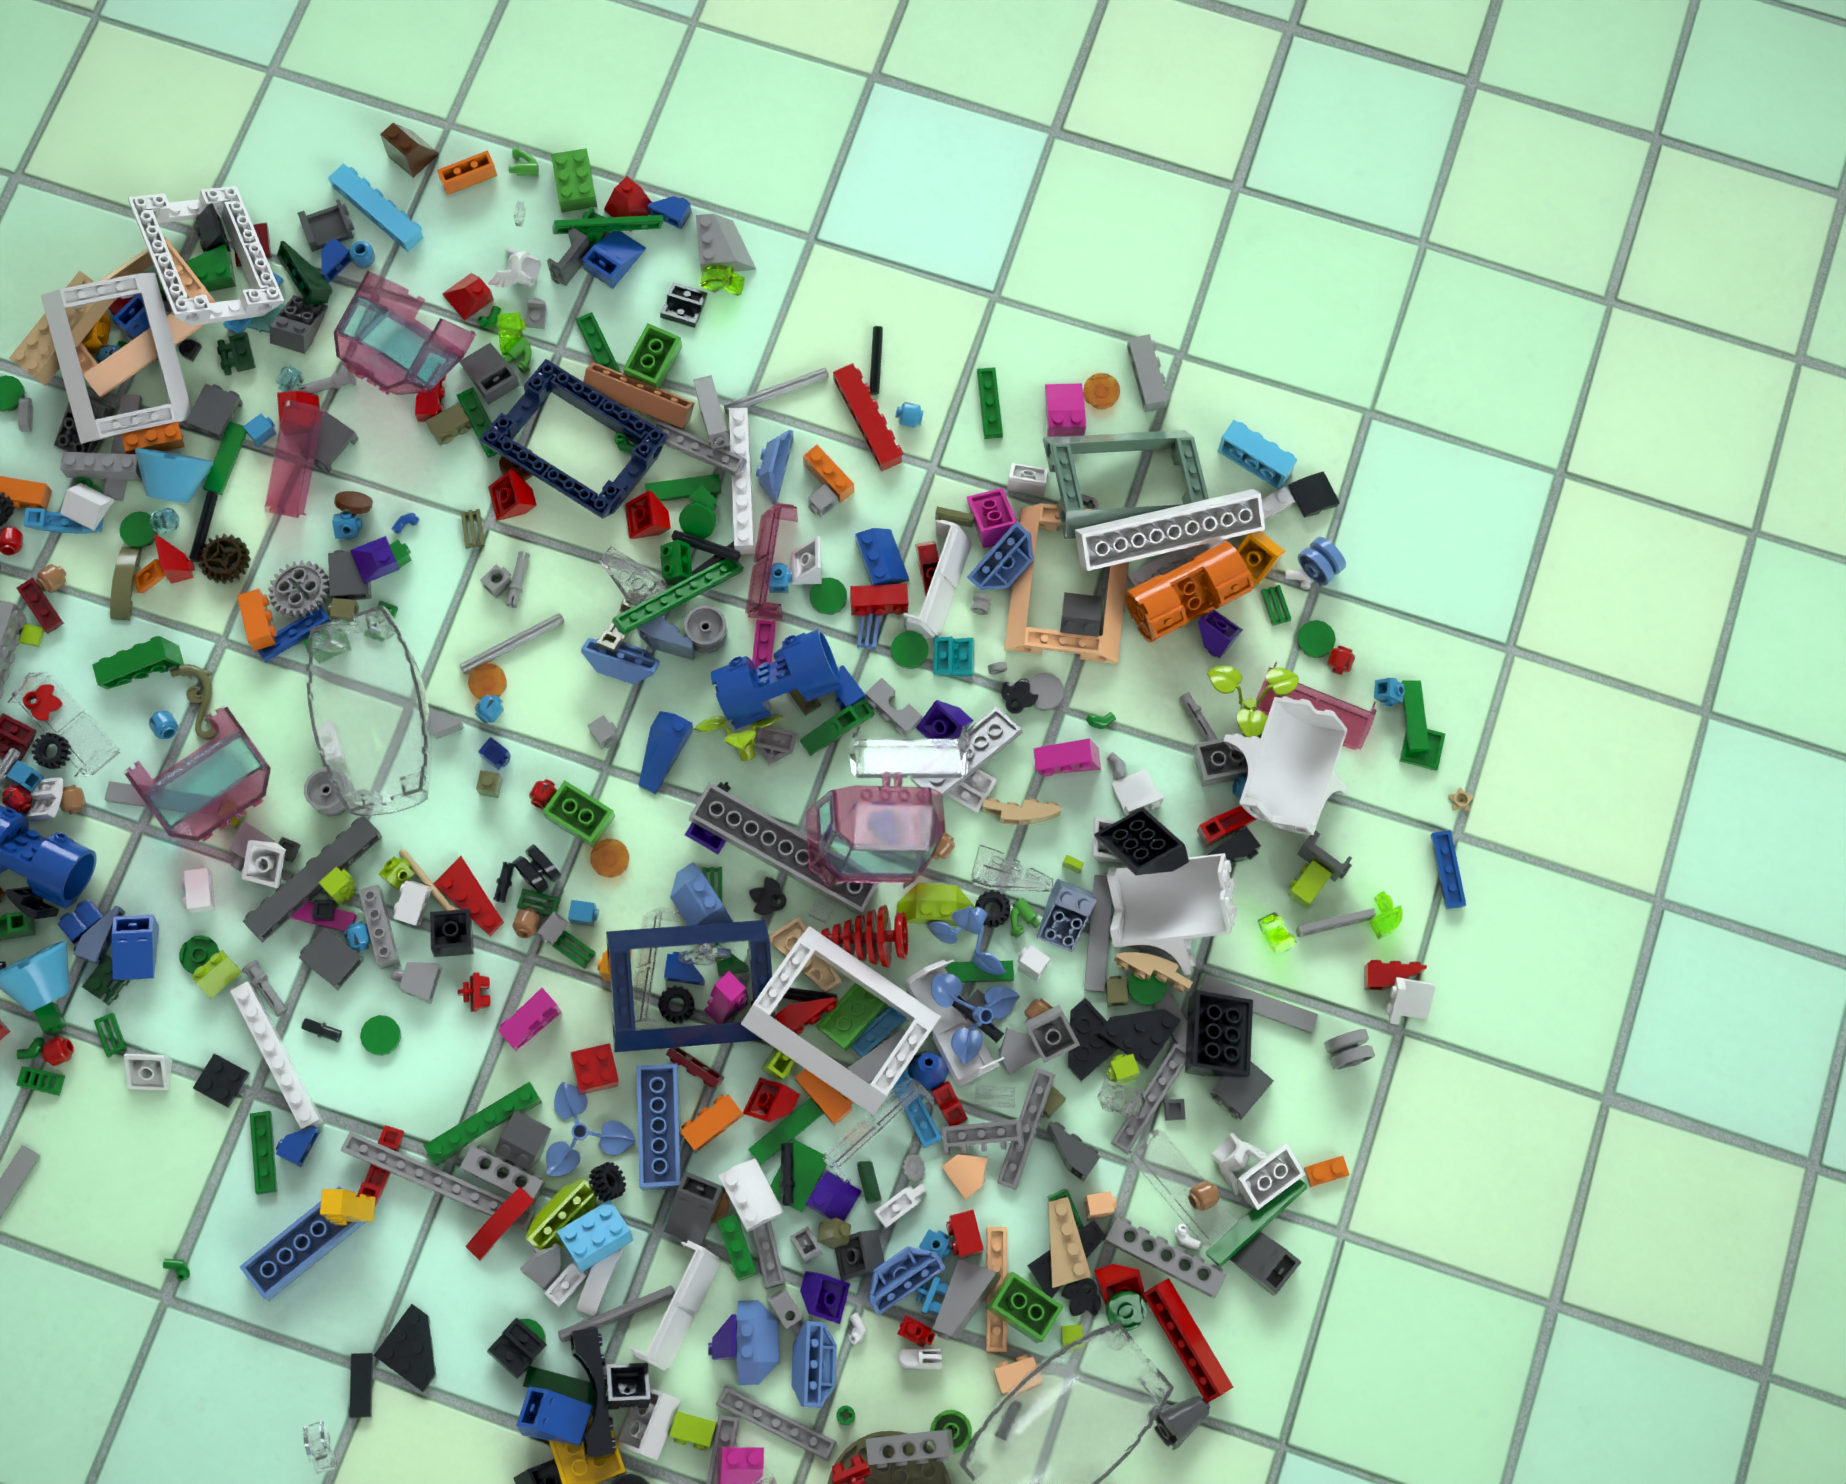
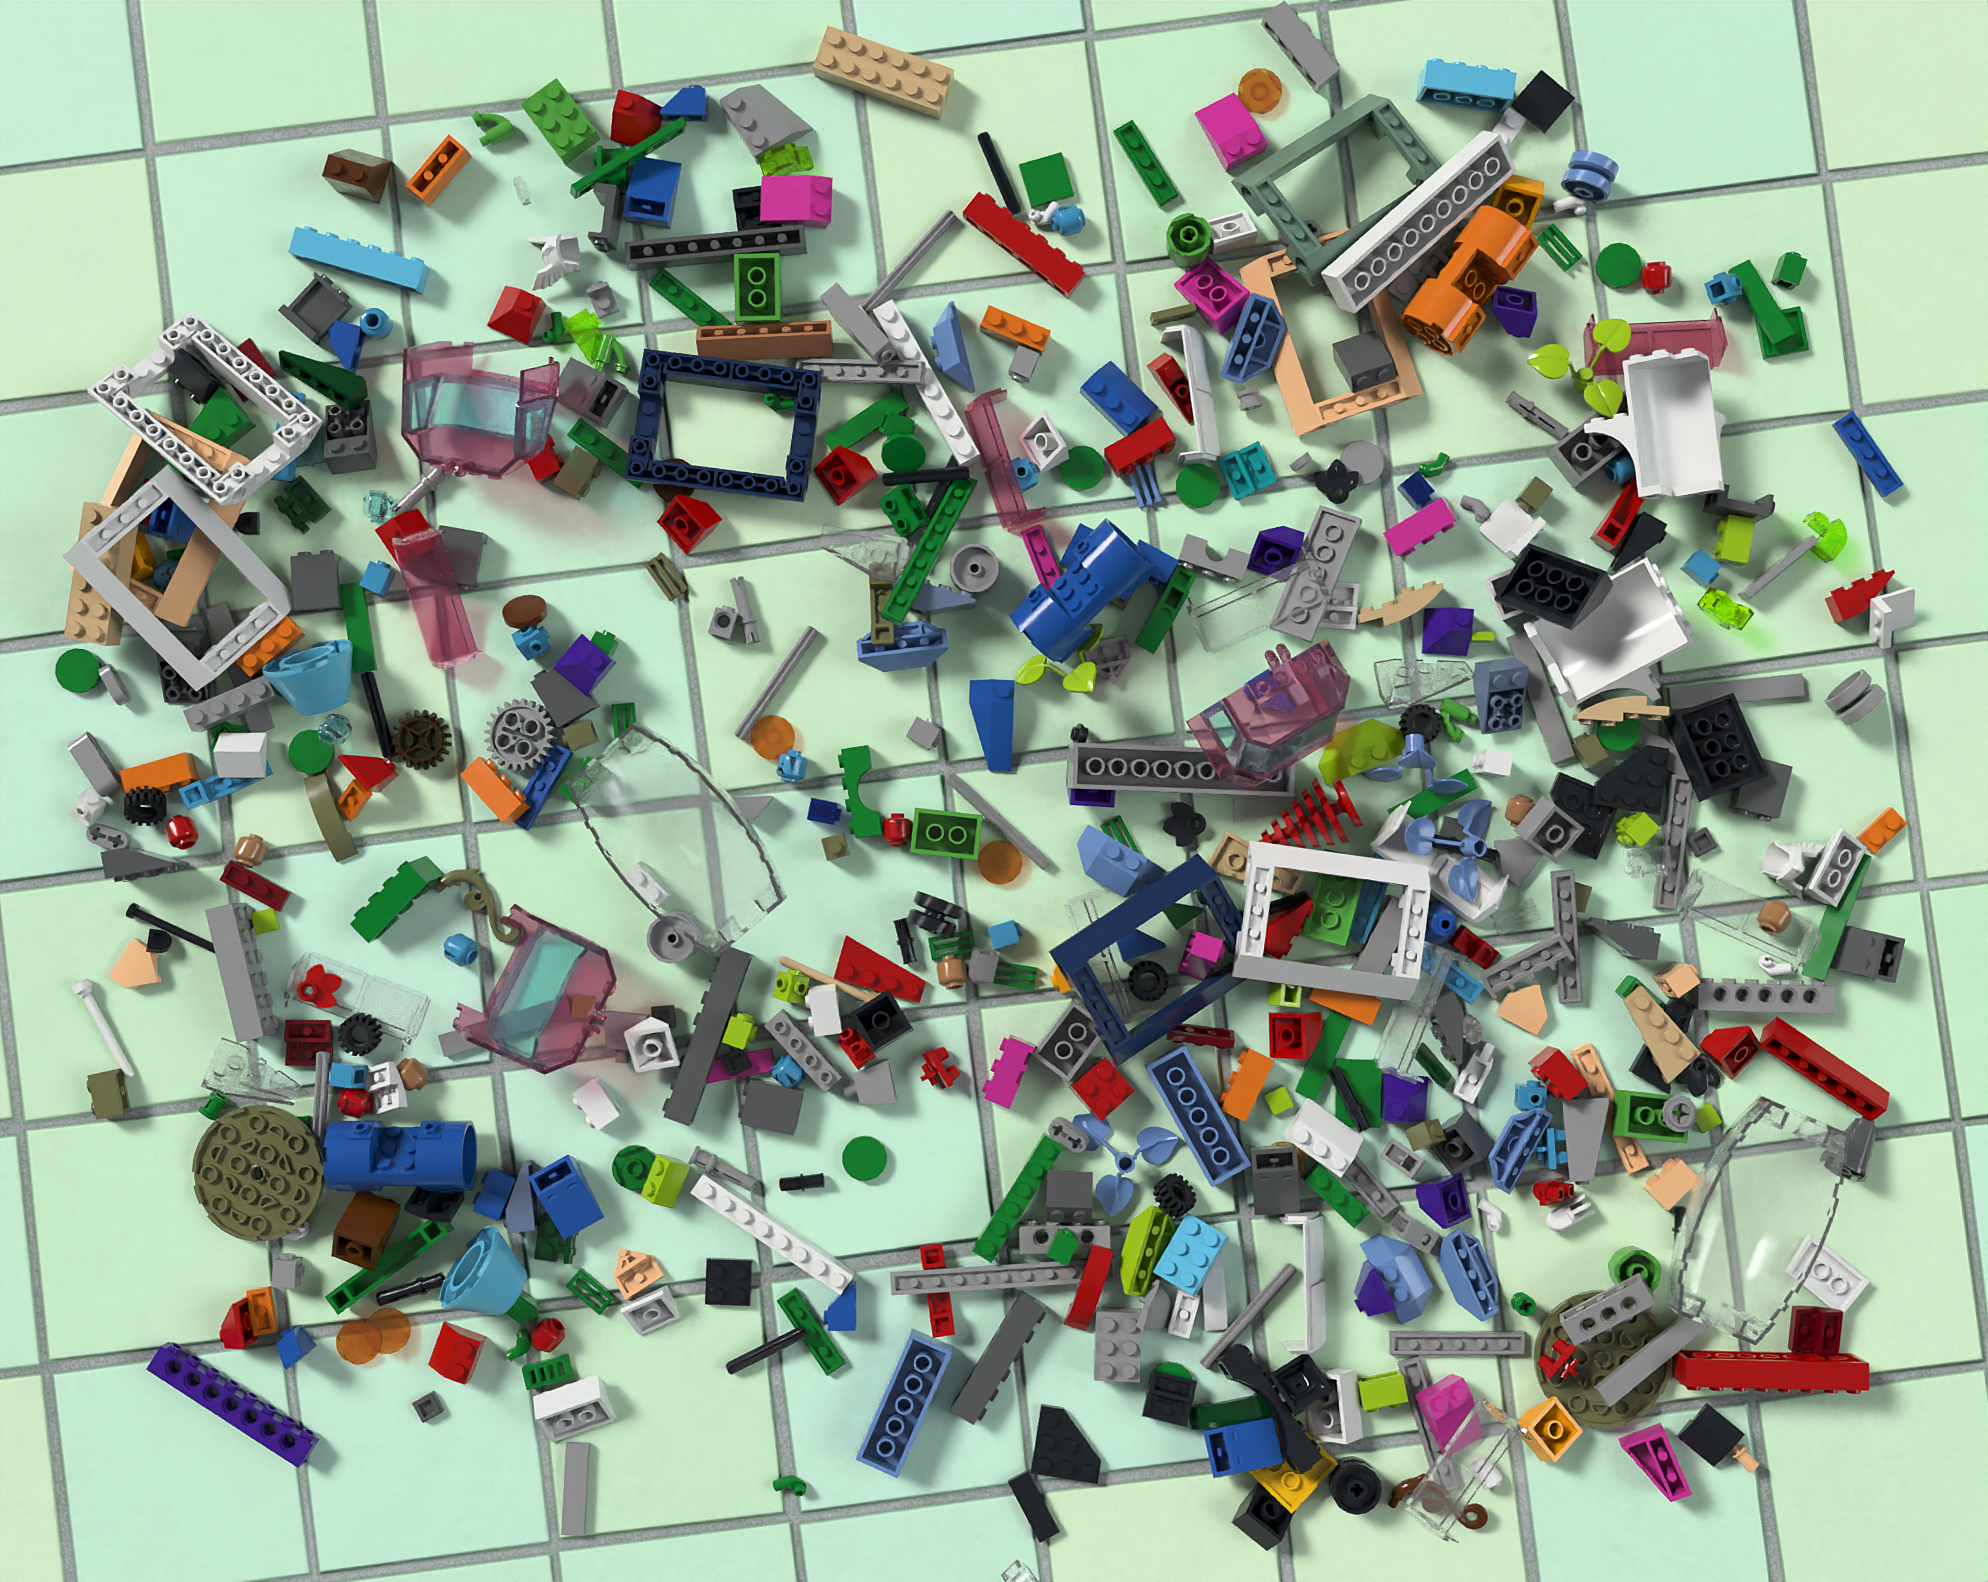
camera: 25 degrees left, 15 degrees up
(43, 1119) = (573, 1408): none -> white slope
(154, 1037) = (636, 1272): none -> light nougat slope
(220, 1148) = (766, 1350): none -> black axle
(343, 1206) = (936, 1356): yellow wedge -> none
(397, 1246) = (997, 1358): none -> dark grey brick
(403, 520) = (588, 603): blue arm -> none
(420, 943) = (855, 1047): none -> red hips
(496, 1175) = (1062, 1246): none -> green brick
(497, 1282) = (1117, 1344): none -> light grey brick
(539, 730) = (856, 763): none -> green arch
(552, 1093) = (1068, 1135): none -> light grey beam
(586, 1018) = (1068, 1041): none -> light grey brick
(625, 826) = (998, 821): none -> light grey axle
(636, 313) = (714, 247): none -> dark grey brick
(704, 955) = (1158, 921): clear plate -> none
(714, 309) = (796, 200): none -> dark pink slope
(731, 1150) = (1278, 1100): none -> lime tile
(827, 252) = (883, 72): none -> tan brick
(892, 405) = (1043, 217): none -> white arm
(898, 1143) = (1448, 1025): none -> dark grey slope
(909, 380) = (1046, 180): none -> green tile
(992, 468) = (1196, 231): none -> bright green brick
(1049, 847) = (1447, 631): none -> dark purple slope
(1055, 1309) = (1686, 1106): none -> light grey gear
(1076, 728) = (1416, 490): none -> clear blue brick
(1127, 1309) = (1749, 1069): green tile -> none
(1167, 776) = (1533, 495): none -> olive brick
(1274, 894) = (1701, 568): none -> dark azure brick
(1448, 702) = (1789, 270): none -> green brick
(1460, 795) = (1843, 377): tan plate -> none

